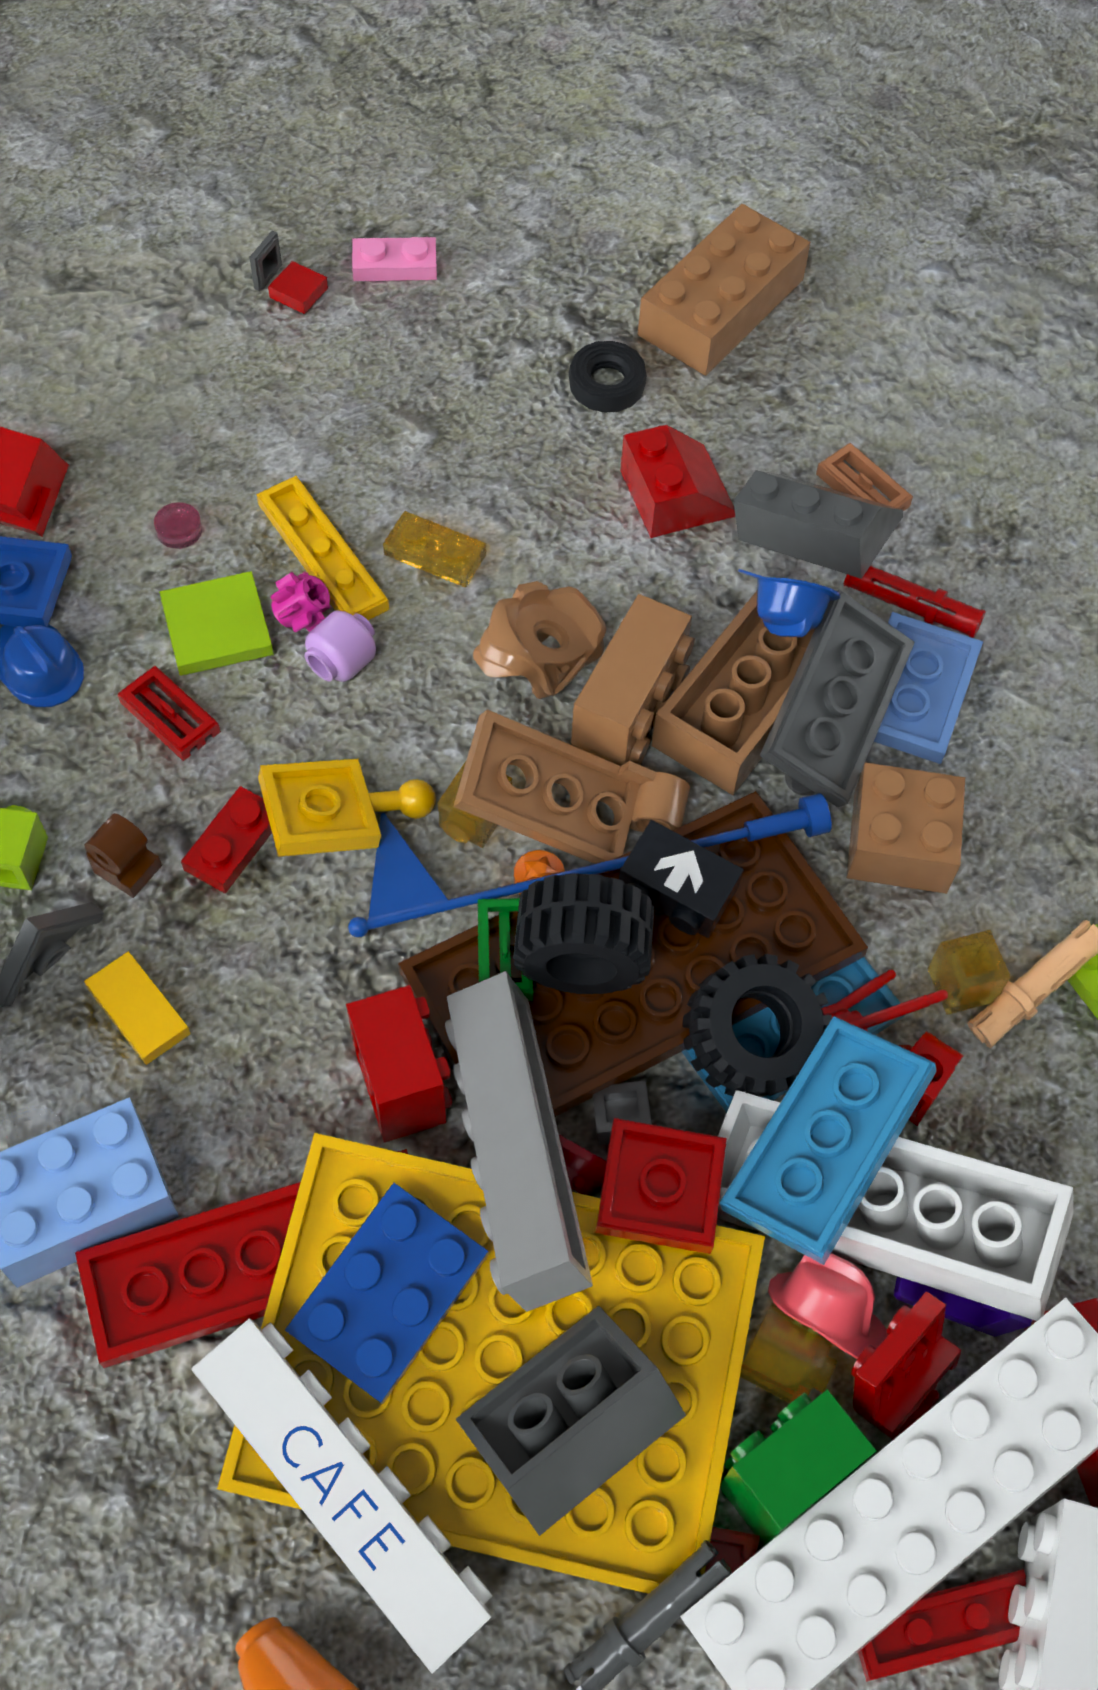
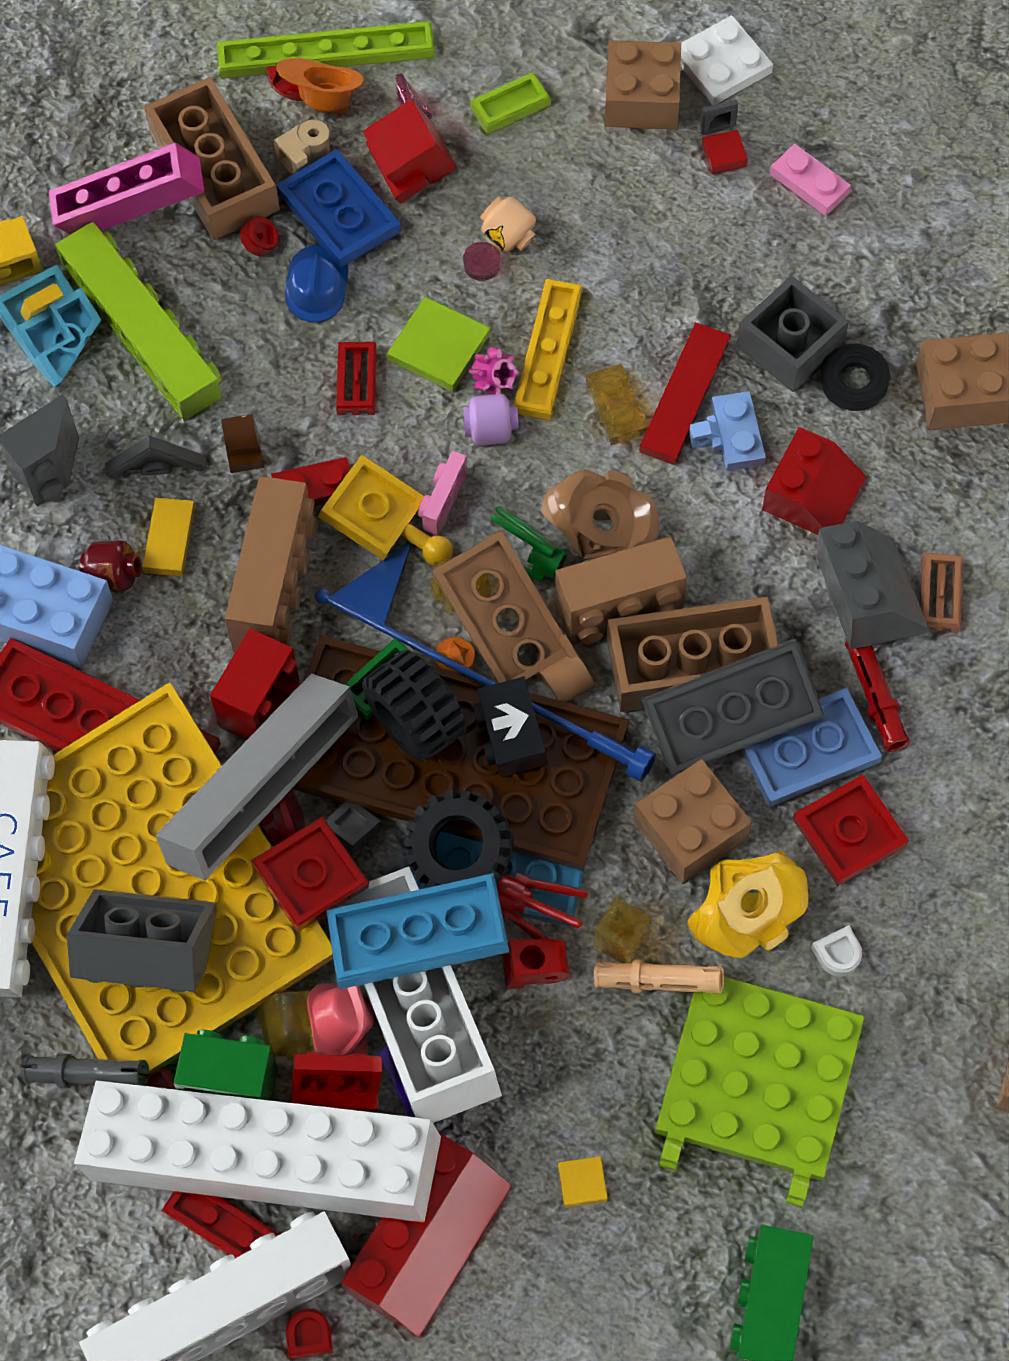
camera: 50 degrees right, 5 degrees up
(58, 381) = (510, 103): none -> lime tile
(107, 1079) = (112, 562): none -> dark red head
(170, 279) = (643, 84): none -> medium nougat brick
(173, 473) = (508, 224): none -> light nougat head
(214, 221) = (723, 60): none -> white plate
(284, 936) = (271, 561): none -> medium nougat brick
(376, 756) = (448, 482): none -> bright pink plate
(387, 1292) = (121, 795): blue plate -> none
(484, 496) = (684, 393): none -> red tile
(527, 374) = (791, 333): none -> dark grey brick
(527, 712) = (544, 556): none -> green plant
(558, 493) = (732, 430): none -> light blue hinge
(791, 605) = (757, 616): blue piece -> none
(1026, 723) = (850, 830): none -> red plate
(1037, 849) = (741, 921): none -> yellow piece

